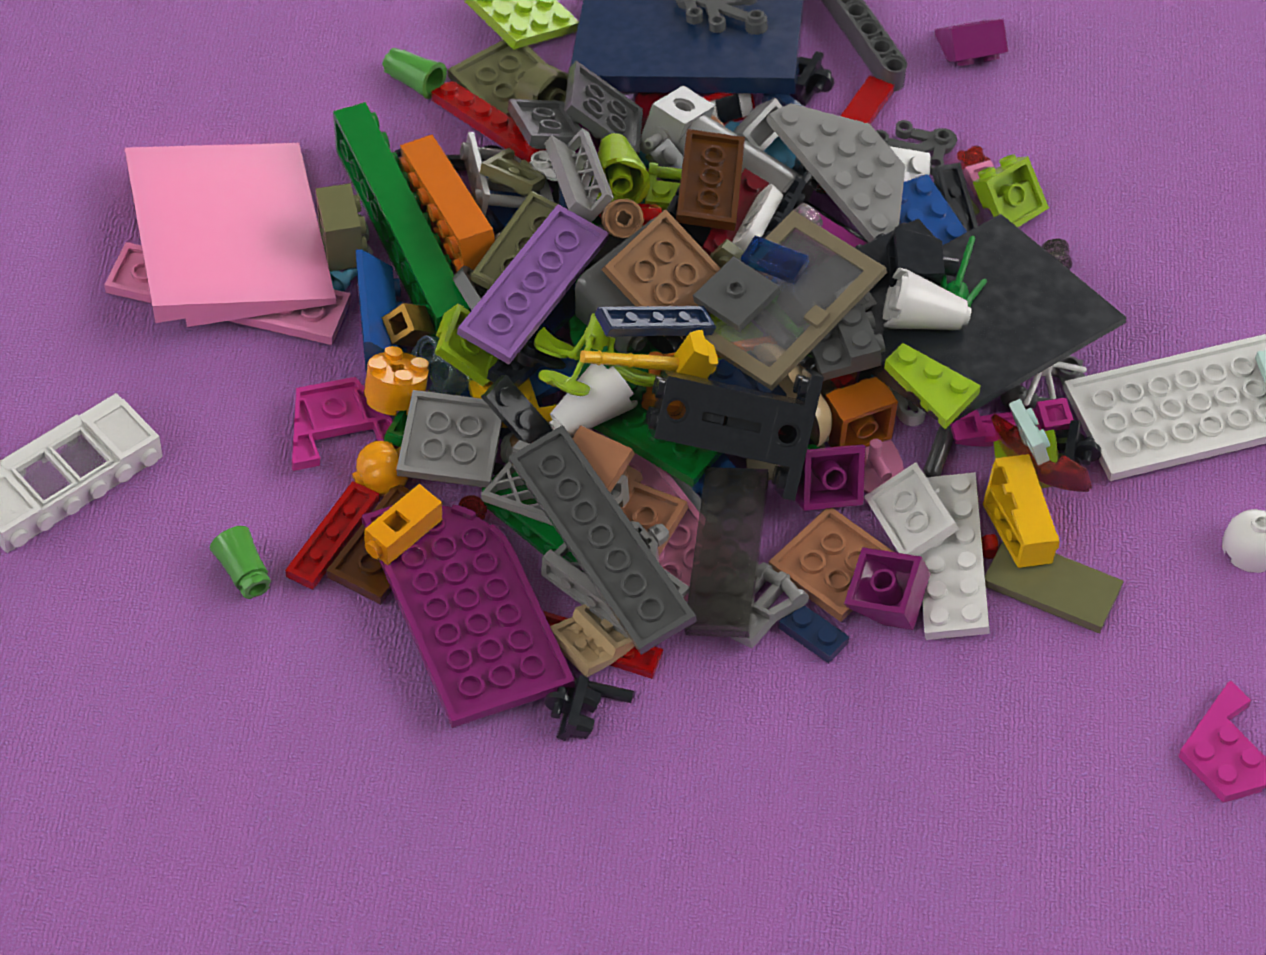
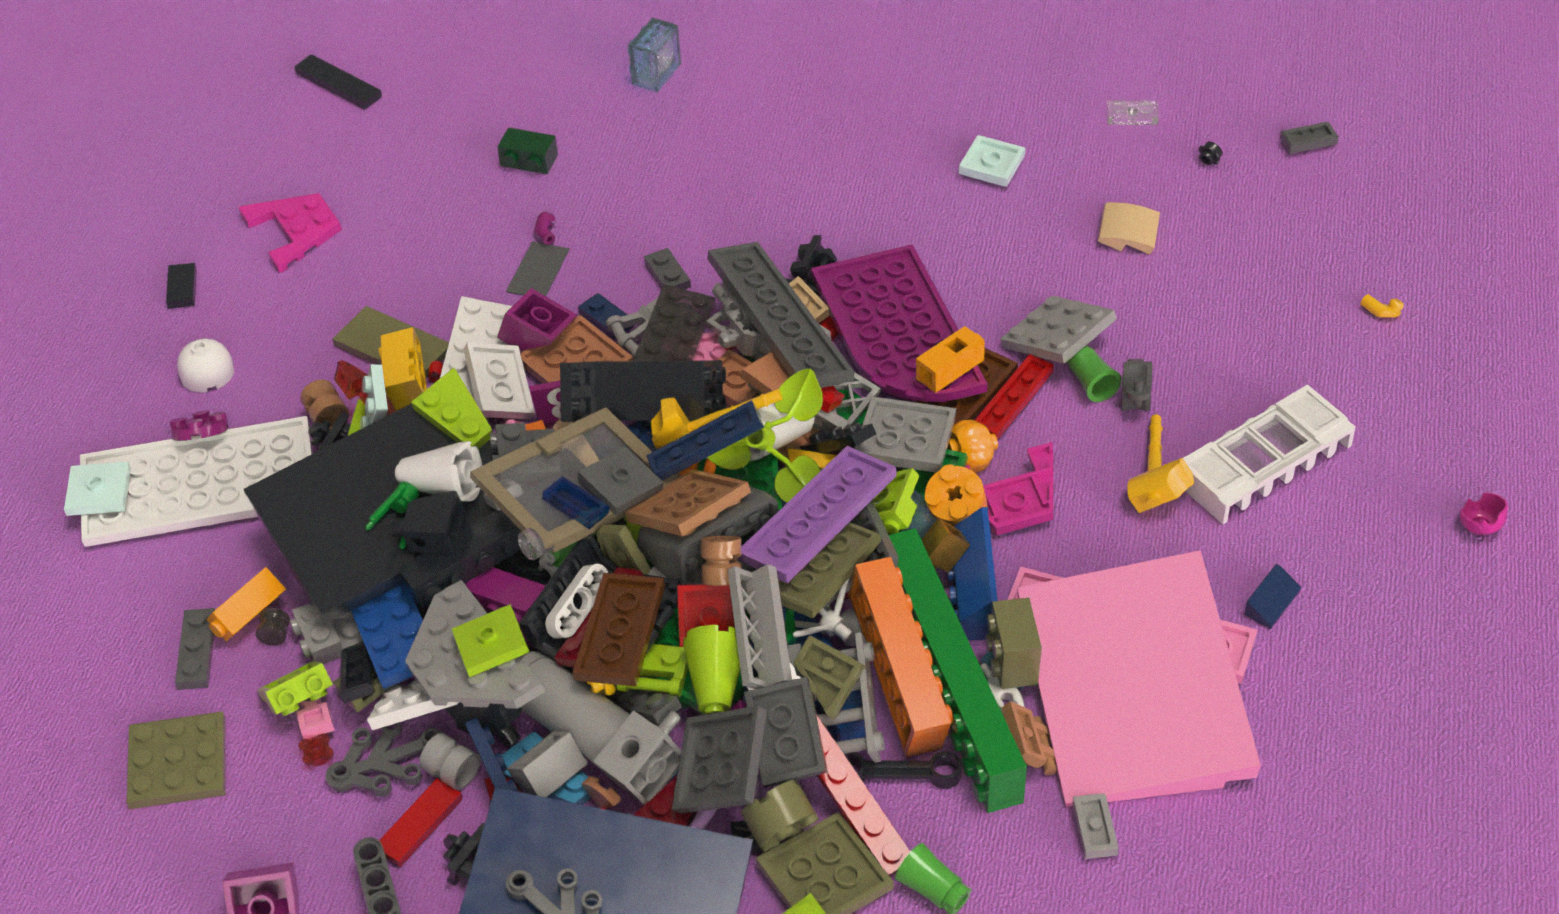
camera: 170 degrees left, 5 degrees down
(55, 912) = (1210, 153): none -> black plate
(83, 329) = (1272, 597): none -> dark blue slope
(178, 783) = (1128, 225): none -> tan slope
(191, 420) = (1160, 482): none -> yellow piece
(193, 532) = (1136, 384): none -> dark grey hips
(274, 120) = (1095, 826): none -> light grey plate
(277, 611) = (1058, 329): none -> light grey plate
(330, 169) = (1030, 737): none -> medium nougat plate
(350, 886) = (992, 160): none -> light aqua plate
(752, 699) = (666, 269): none -> dark grey plate
(826, 150) = (490, 640): none -> lime plate
(913, 703) = (538, 268): none -> dark grey sticker
(922, 754) = (541, 227): none -> magenta arm
(974, 873) = (527, 150): none -> dark green brick
(1095, 260) = (245, 604): none -> light orange brick
(1096, 151) = (176, 760): none -> olive plate
(1106, 488) = (322, 402): none -> medium nougat wheel
(1123, 245) = (195, 650): none -> dark grey plate
(1205, 454) = (201, 424): none -> magenta plate

